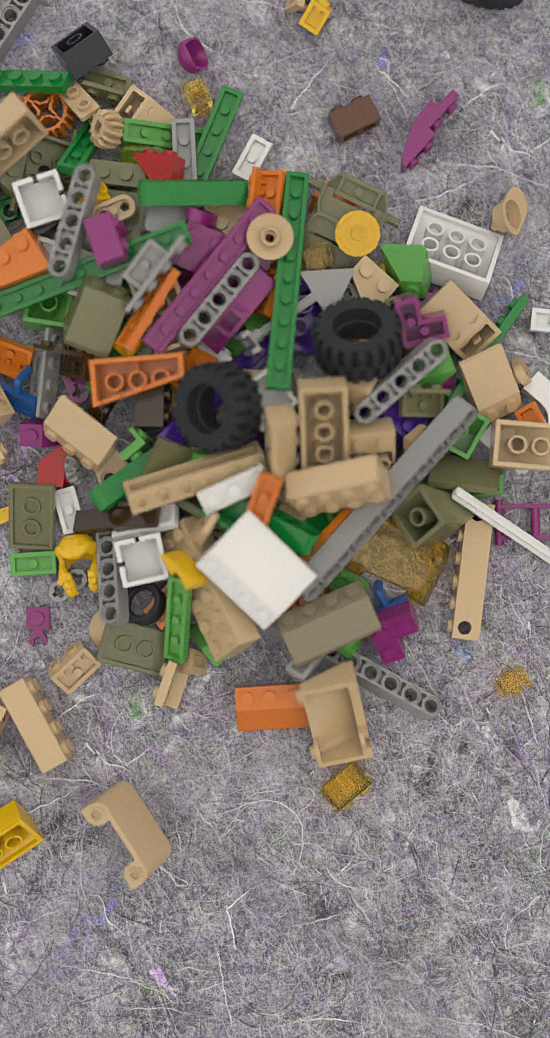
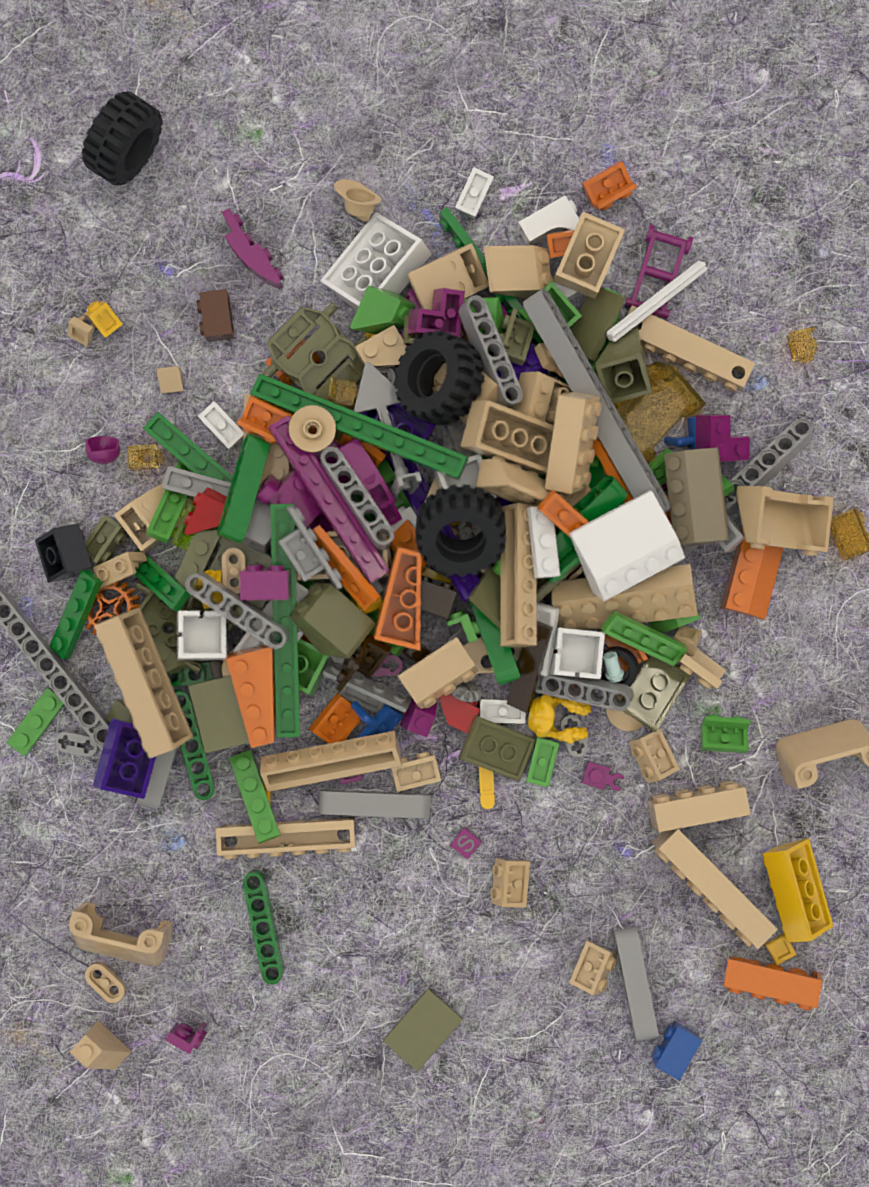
camera: 75 degrees left, 0 degrees up
(106, 129) = (151, 552): tan gear -> none
(115, 727) = (725, 734): none -> bright green bracket
(137, 601) = (614, 673): none -> light aqua pin
(180, 563) = (596, 615): yellow slope -> none
(203, 529) = (570, 583): tan slope -> none
(279, 97) = (170, 379): none -> tan slope
(357, 233) = (332, 347): yellow tile -> none
(520, 371) = (513, 238): tan plate -> none

